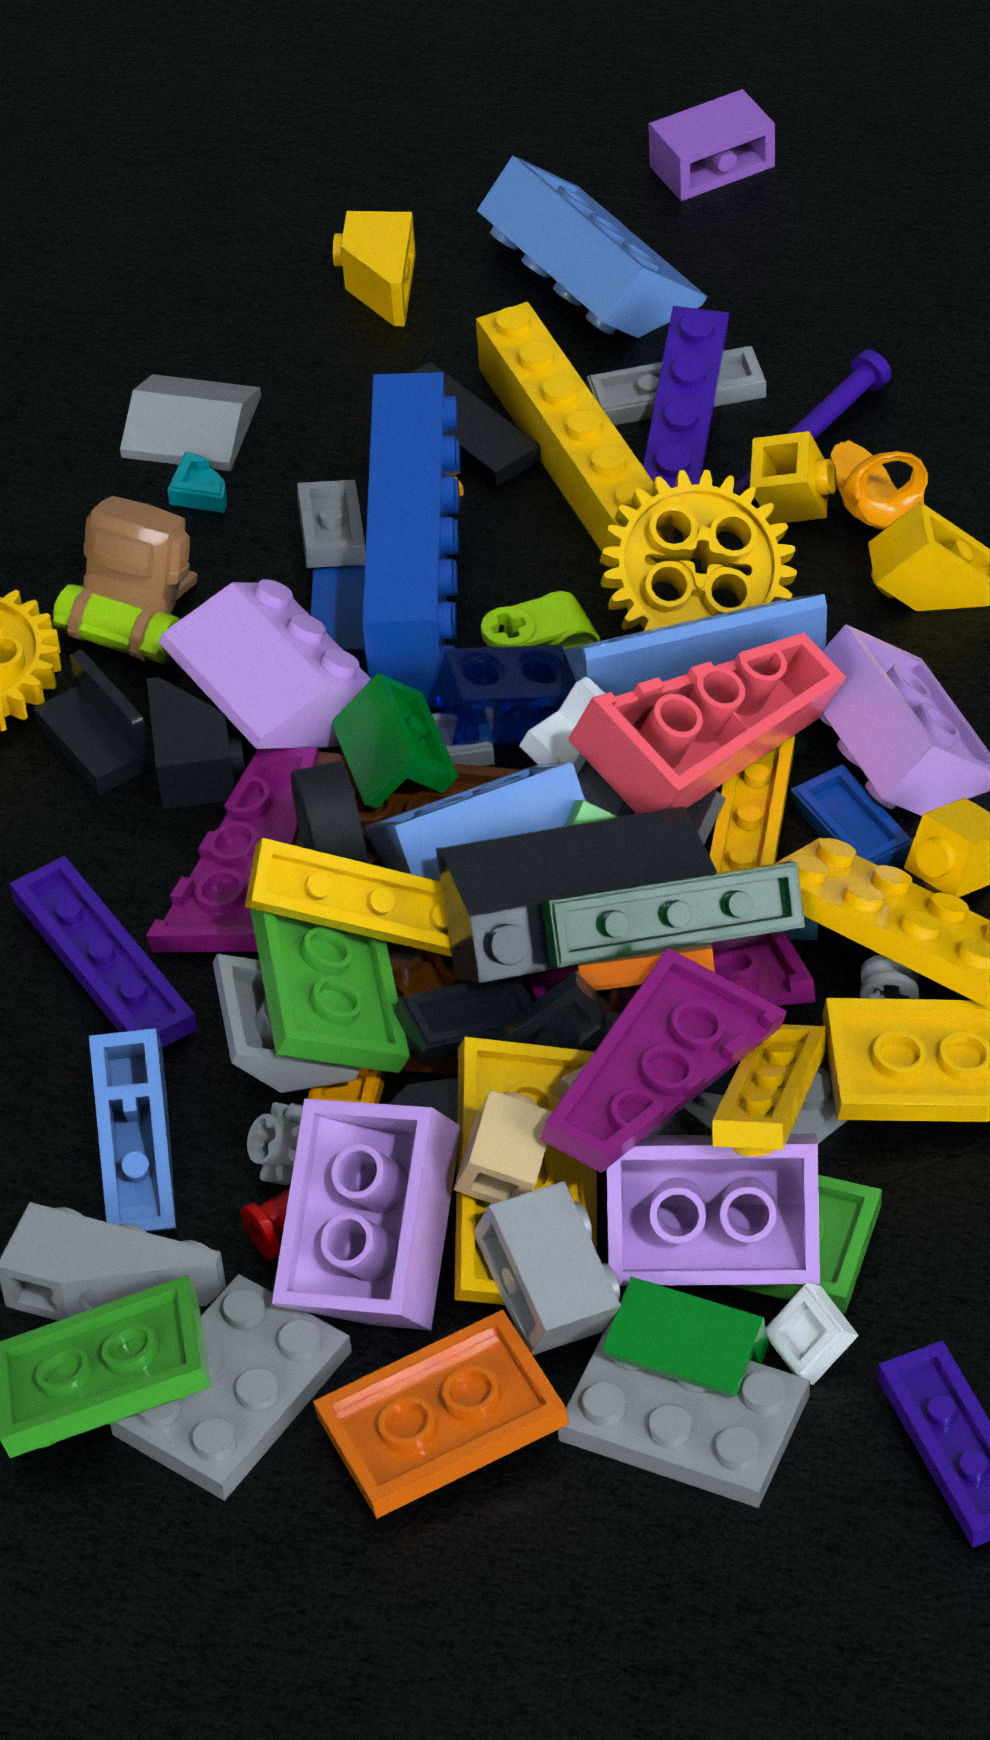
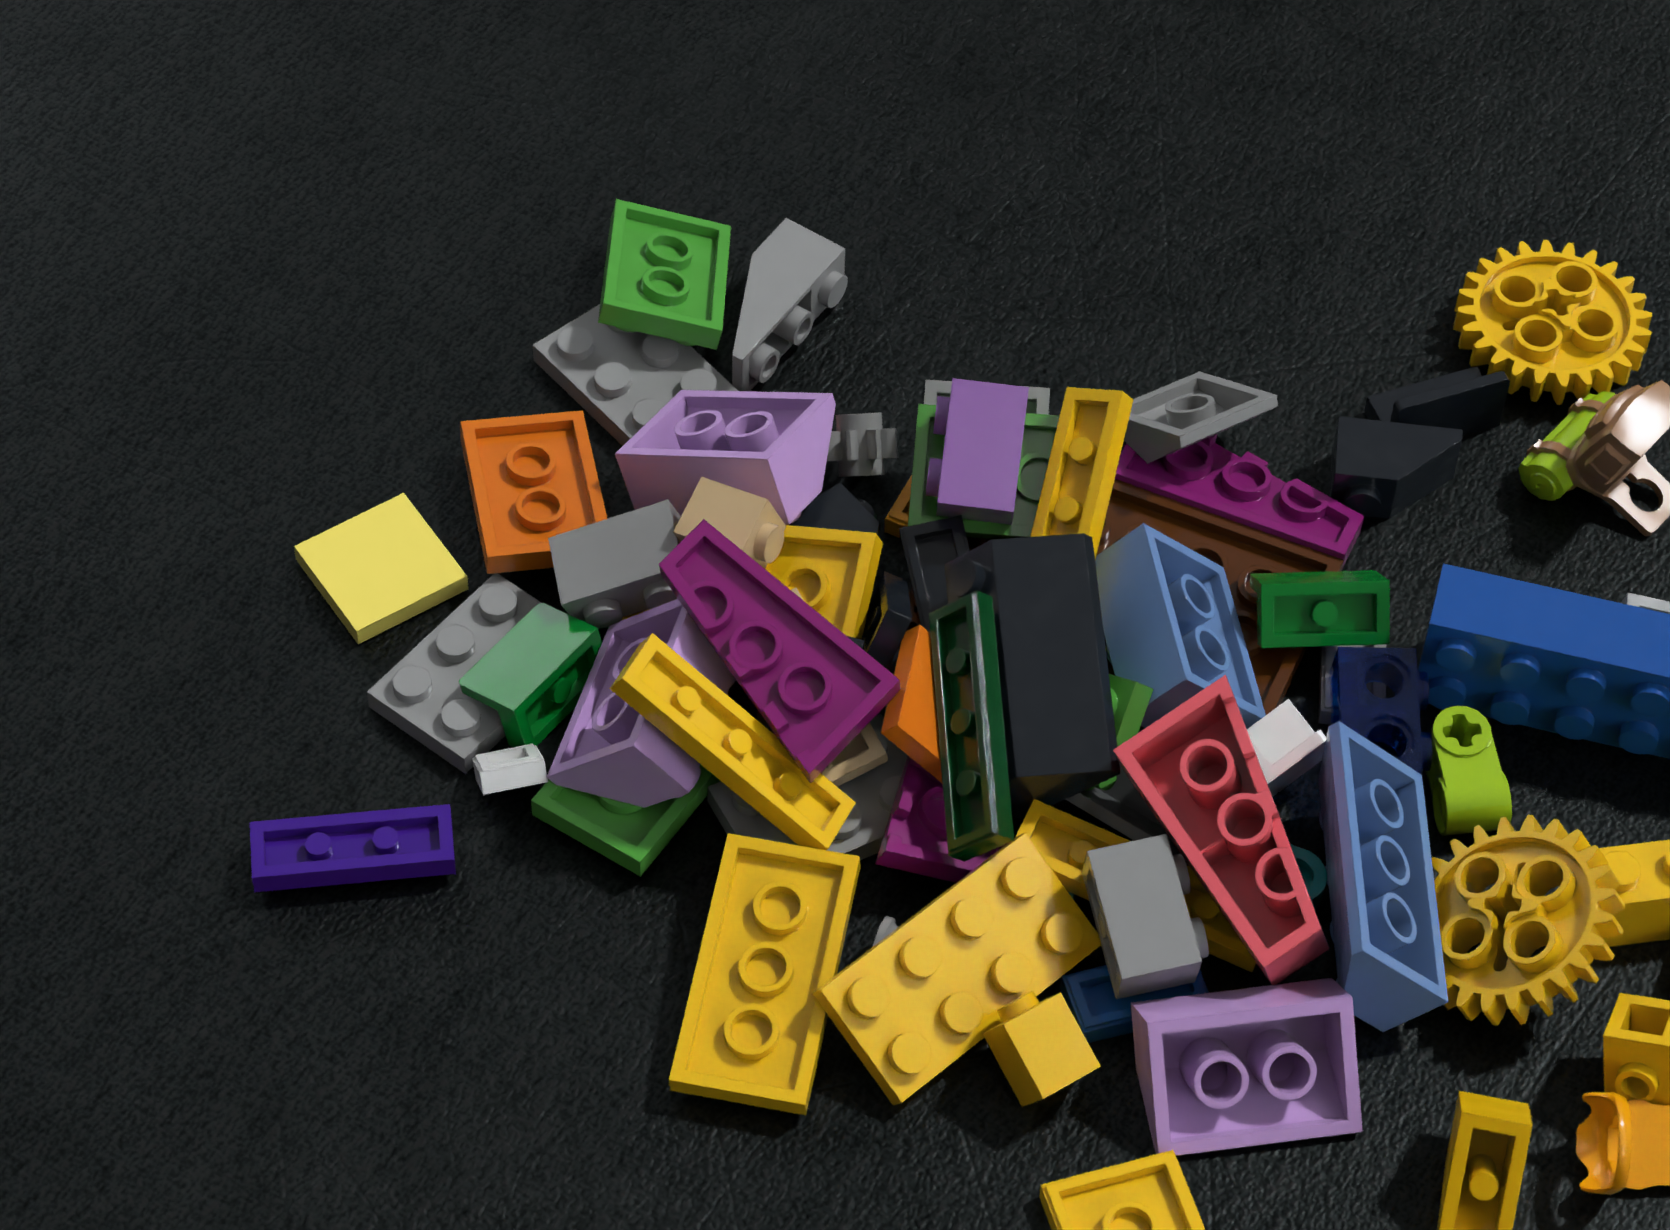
camera: 100 degrees right, 5 degrees up
(101, 952) = (1148, 359): dark purple plate -> none
(133, 1129) = (923, 342): medium blue slope -> none
(184, 877) = (1190, 413): none -> light grey slope
(267, 665) = (1467, 513): lavender slope -> none
(328, 811) = (1199, 475): black tyre -> none
(338, 968) = (980, 452): none -> medium lavender brick
(580, 1543) = (381, 568): none -> light yellow tile
(807, 788) = (1143, 916): none -> light grey brick

